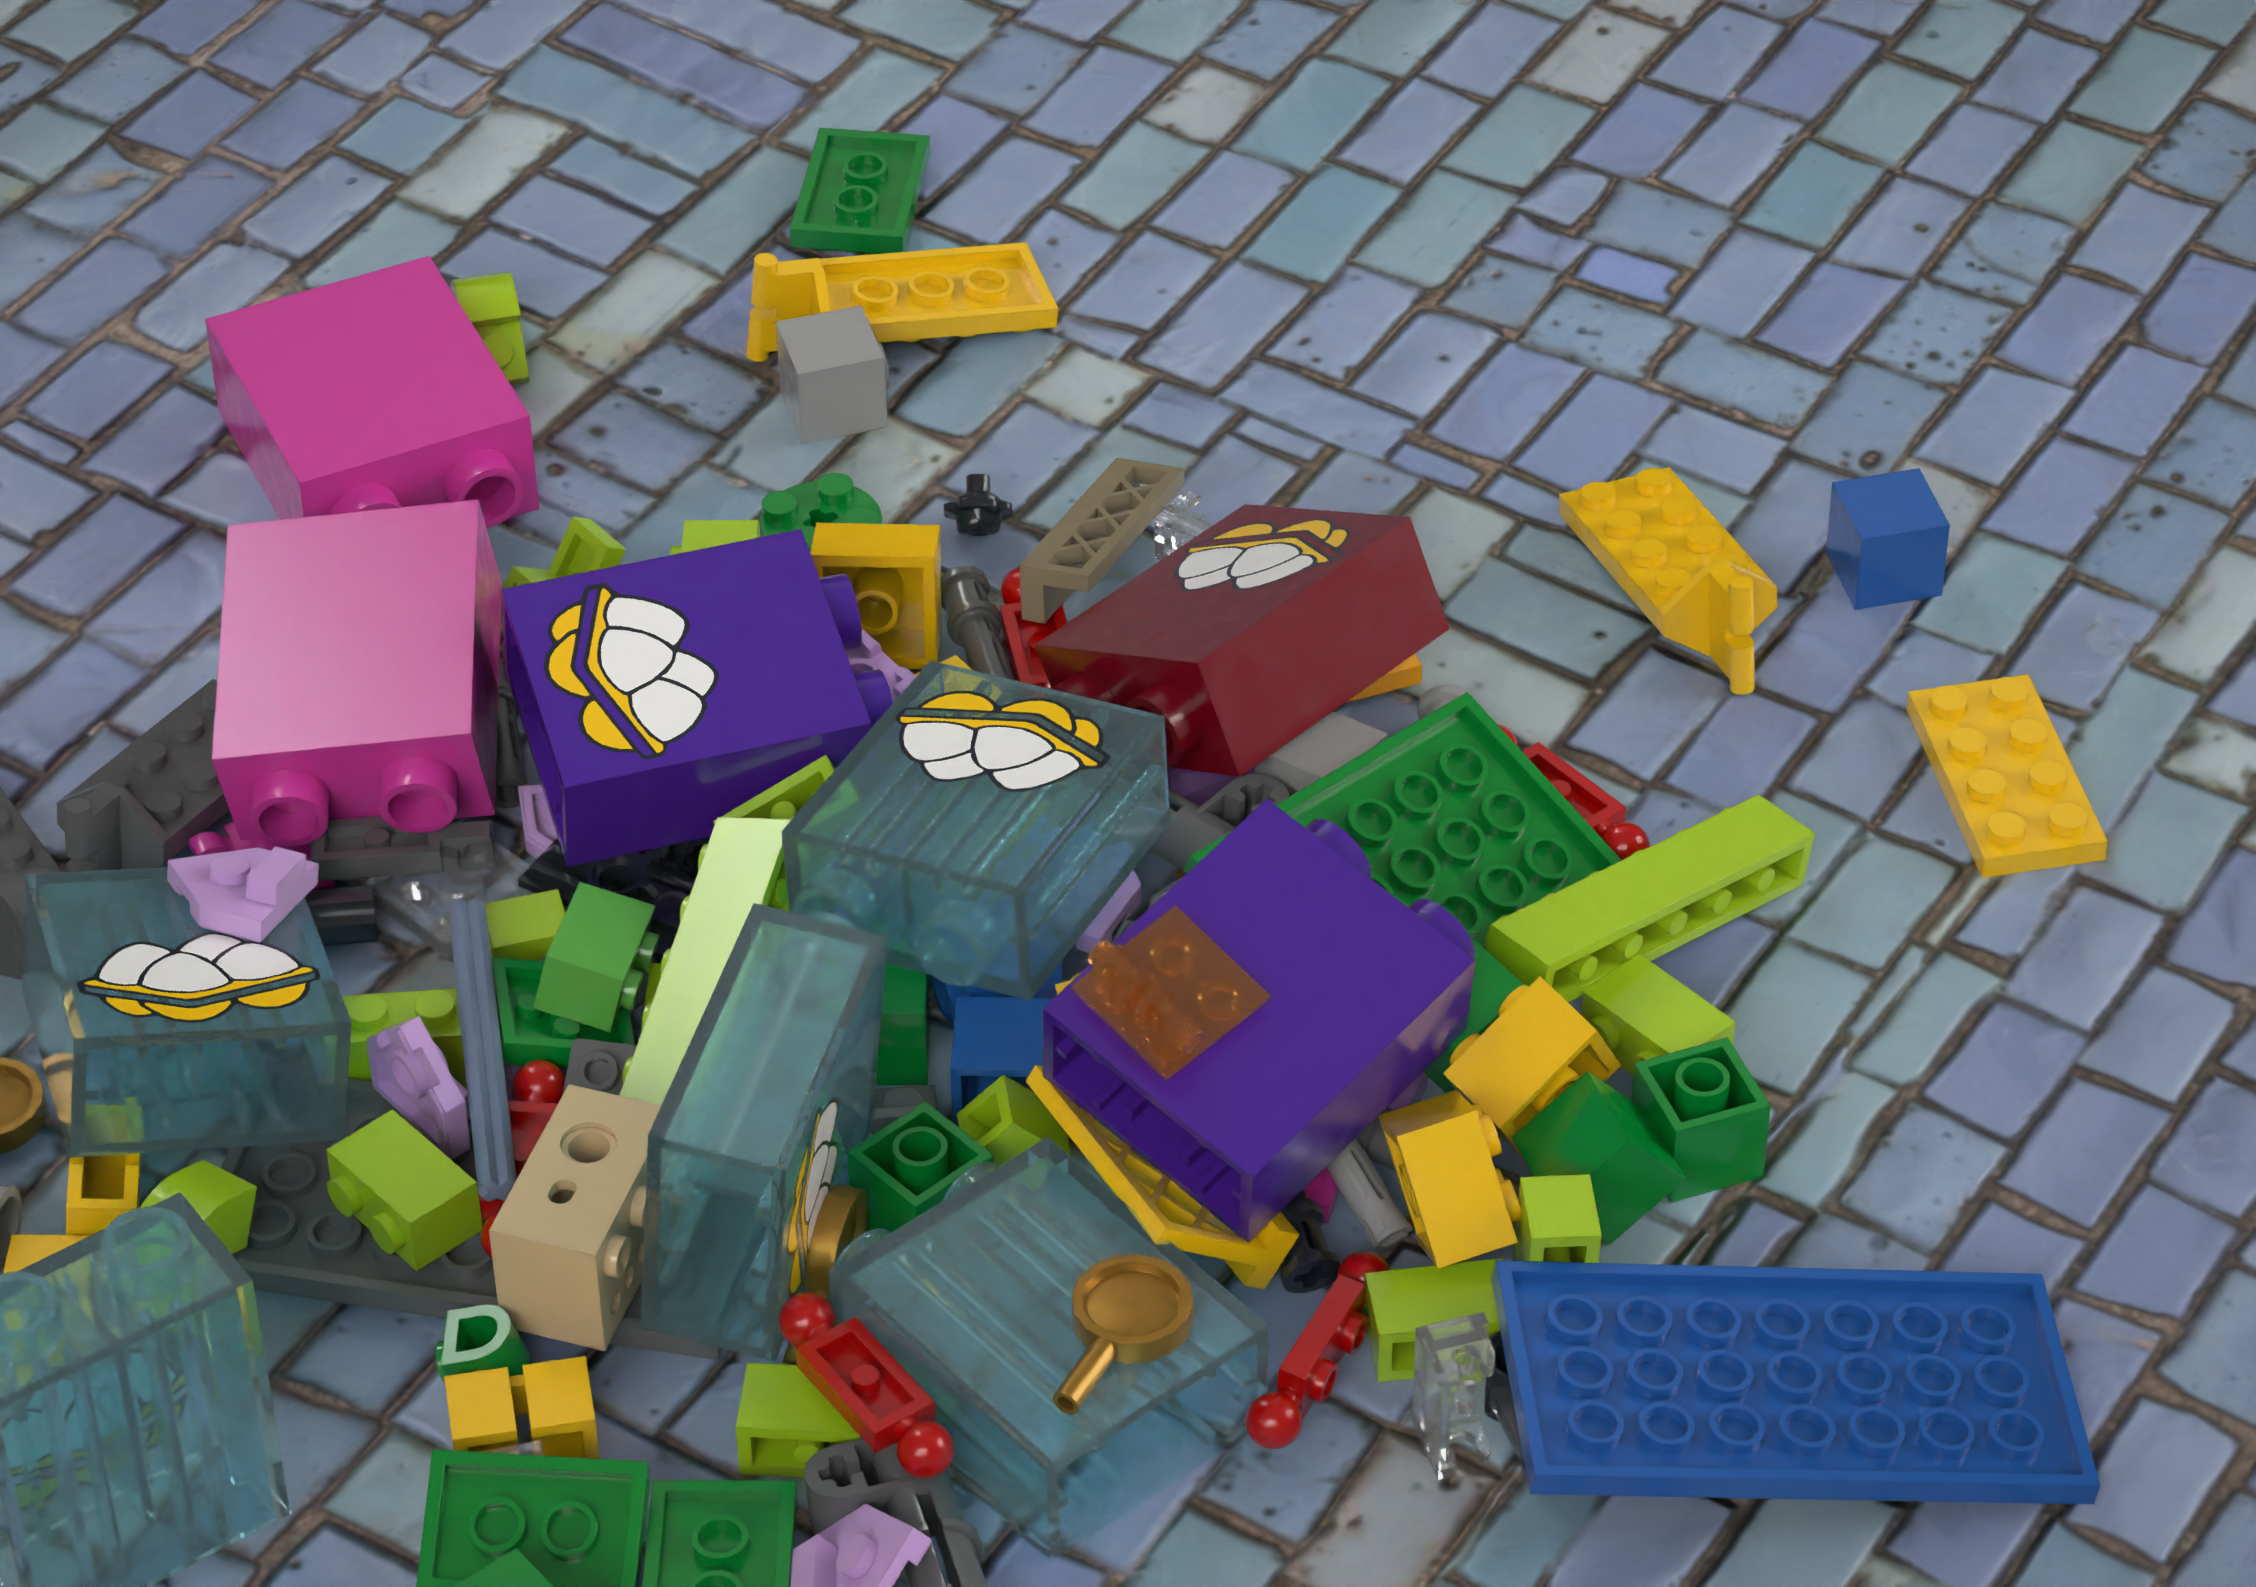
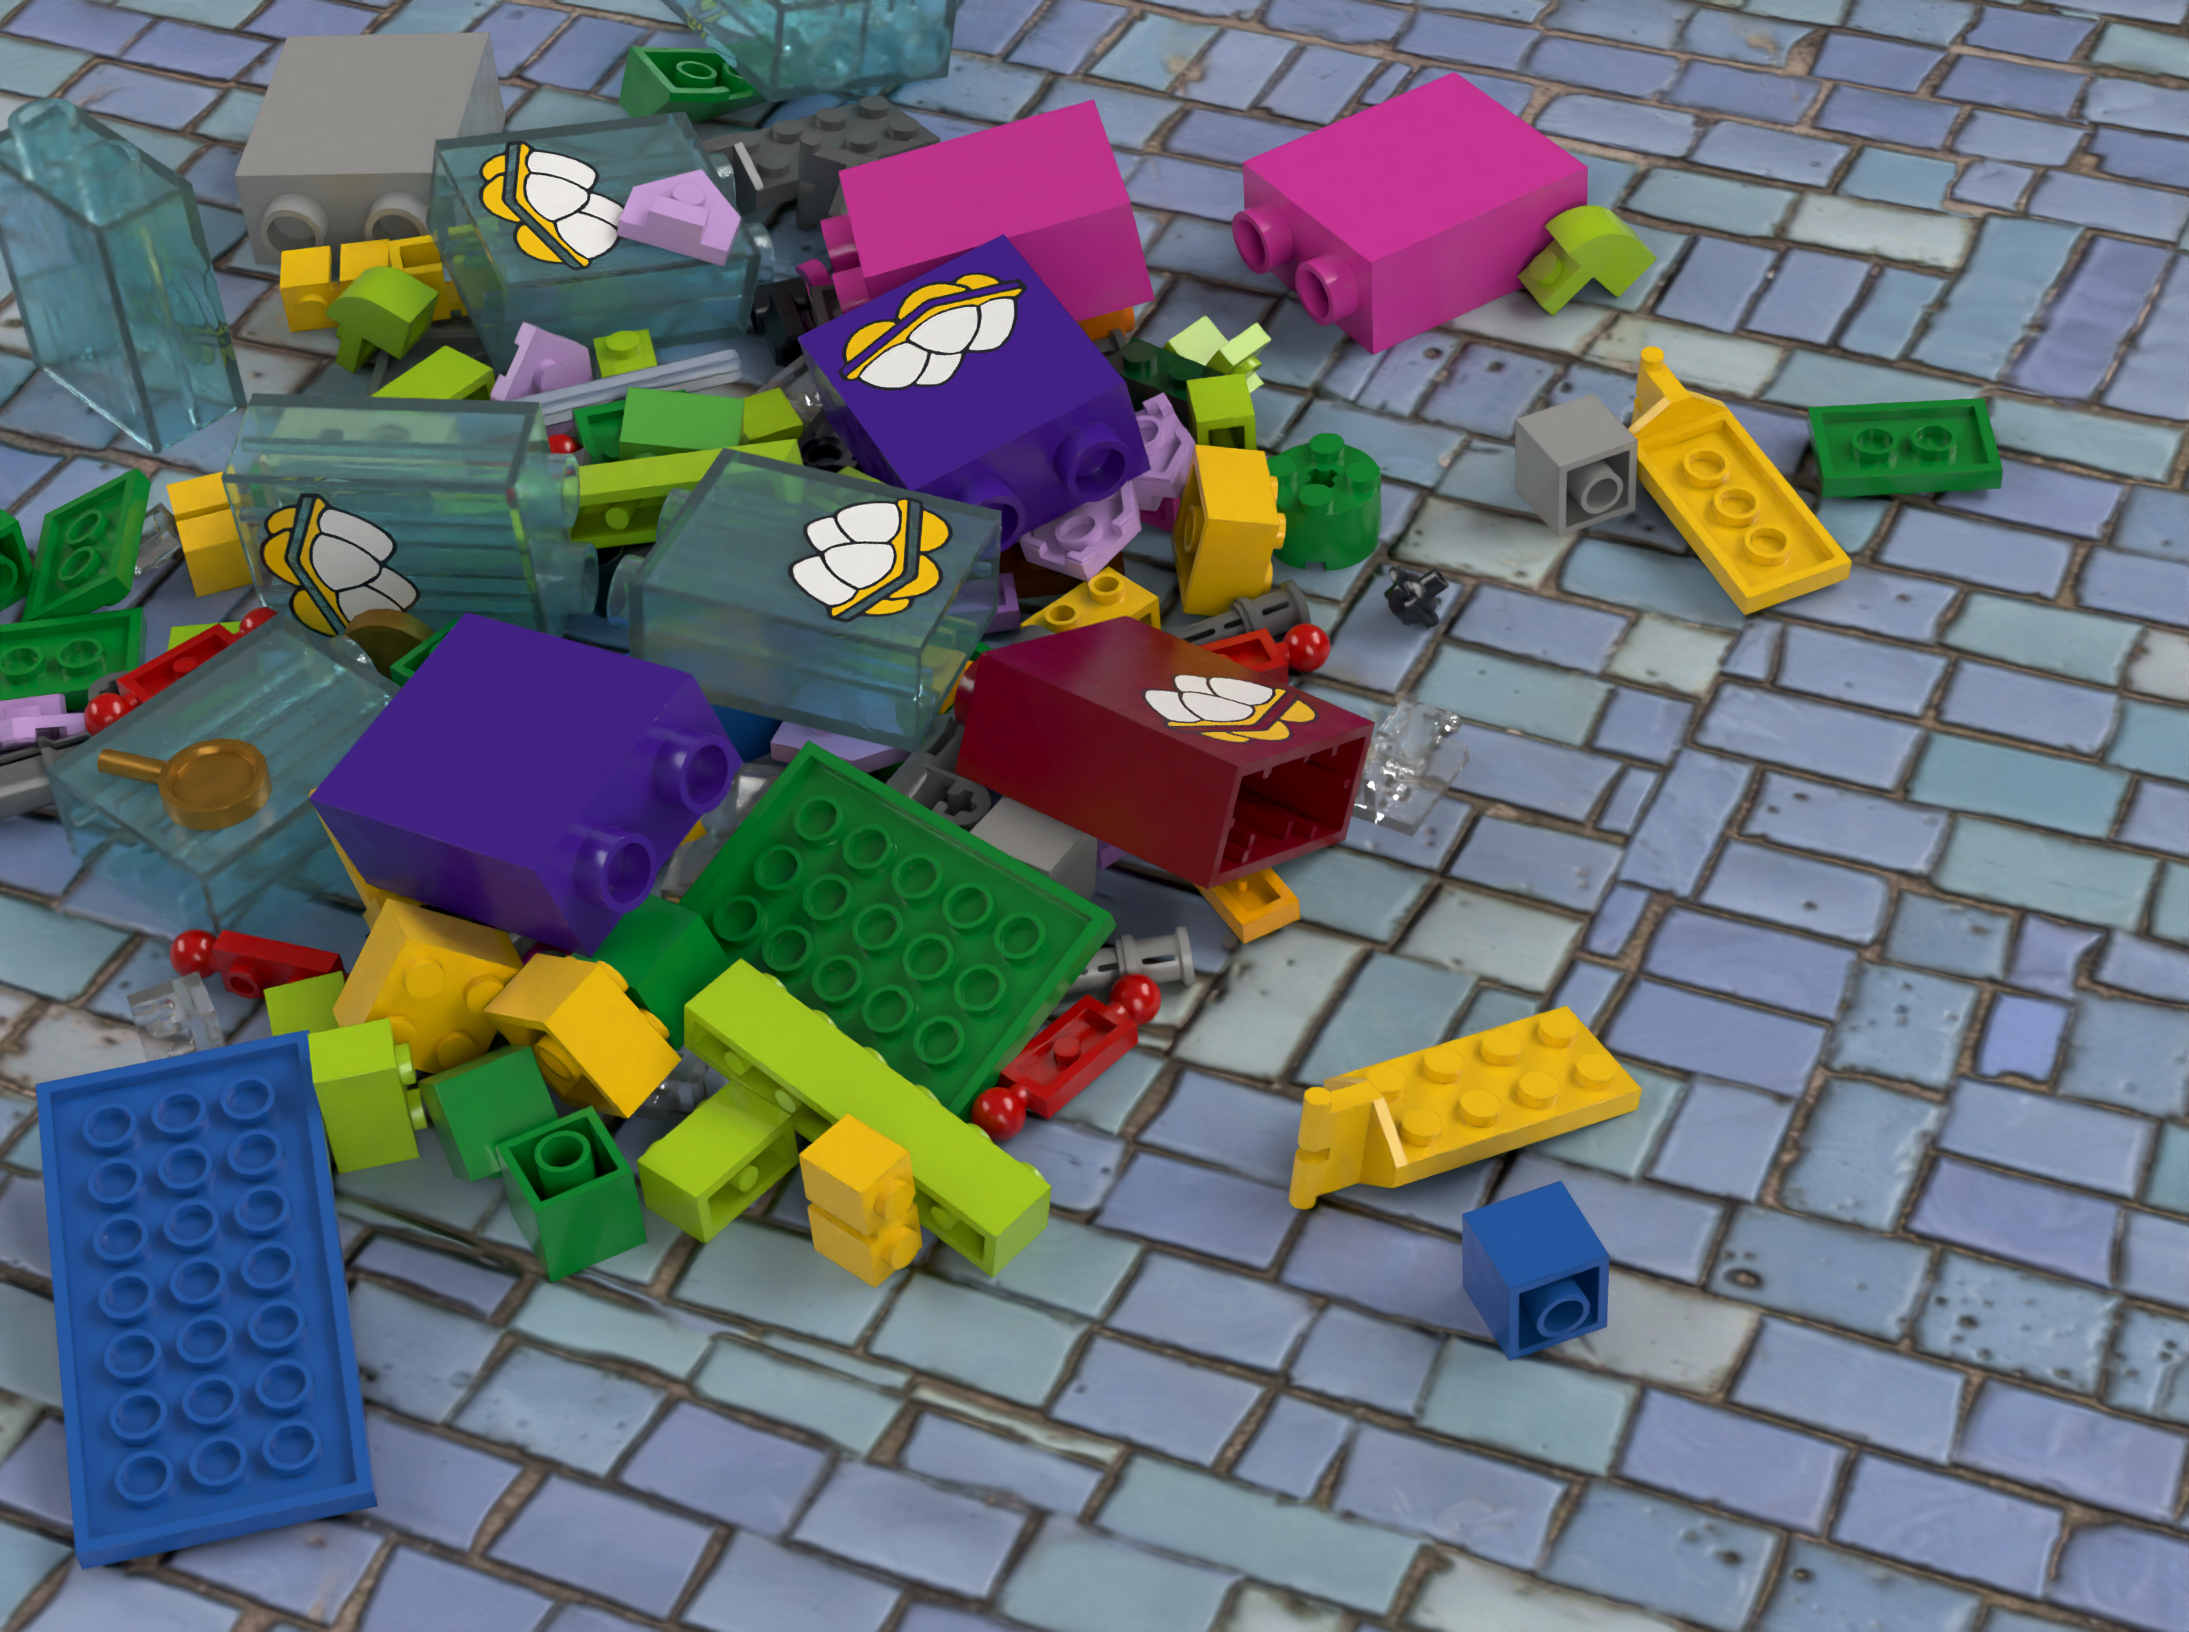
camera: 85 degrees right, 0 degrees up
(1094, 534) = (1356, 654): dark tan fence -> none
(1169, 991) = (465, 670): clear orange hinge -> none
(1757, 913) = (861, 1200): none -> yellow piece
(2006, 776) = (1186, 1430): yellow plate -> none

